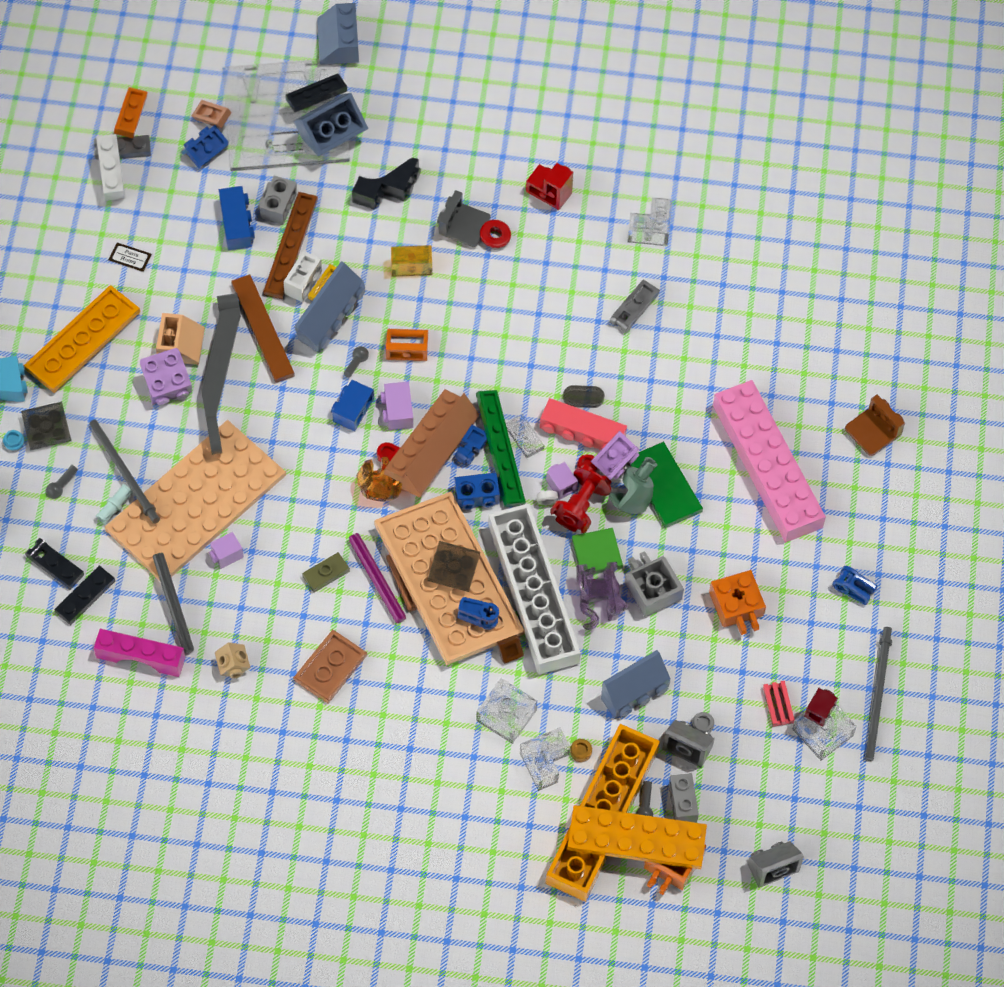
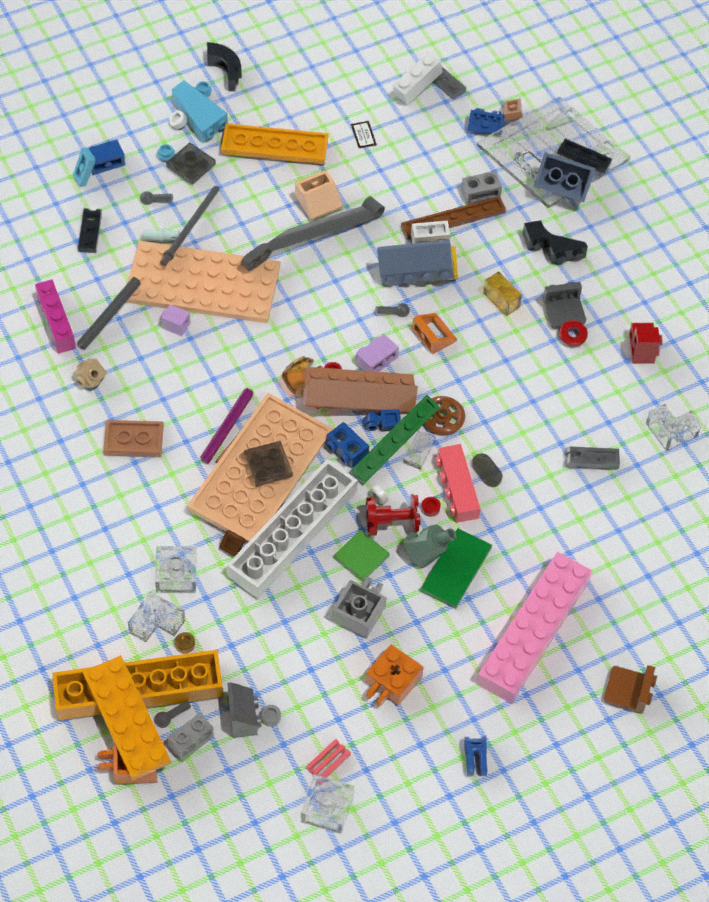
camera: 55 degrees right, 5 degrees down
(84, 595) = (79, 261): black plate -> none
(130, 112) = (472, 66): orange plate -> none
(166, 376) = (279, 203): lavender bracket -> none
(236, 217) = (444, 172): blue brick -> none
(262, 328) = (371, 240): dark orange tile -> none
(326, 572) = (207, 391): olive plate -> none
(338, 35) = (648, 145): sand blue slope -> none
(352, 405) = (354, 327): blue brick -> none
(477, 613) = (240, 501): blue piece -> none
(509, 381) = (449, 428): none -> dark orange plate
(561, 480) = (400, 494): lavender brick -> none
(597, 590) = (323, 568): clear purple animal -> none
(615, 456) = (445, 514): lavender bracket -> none
(635, 685) = (263, 644): sand blue slope -> none
(775, 863) = (180, 836): flat silver slope -> none
(821, 706) = (335, 784): dark red brick -> none
(885, 643) = (444, 810): dark grey bar -> none

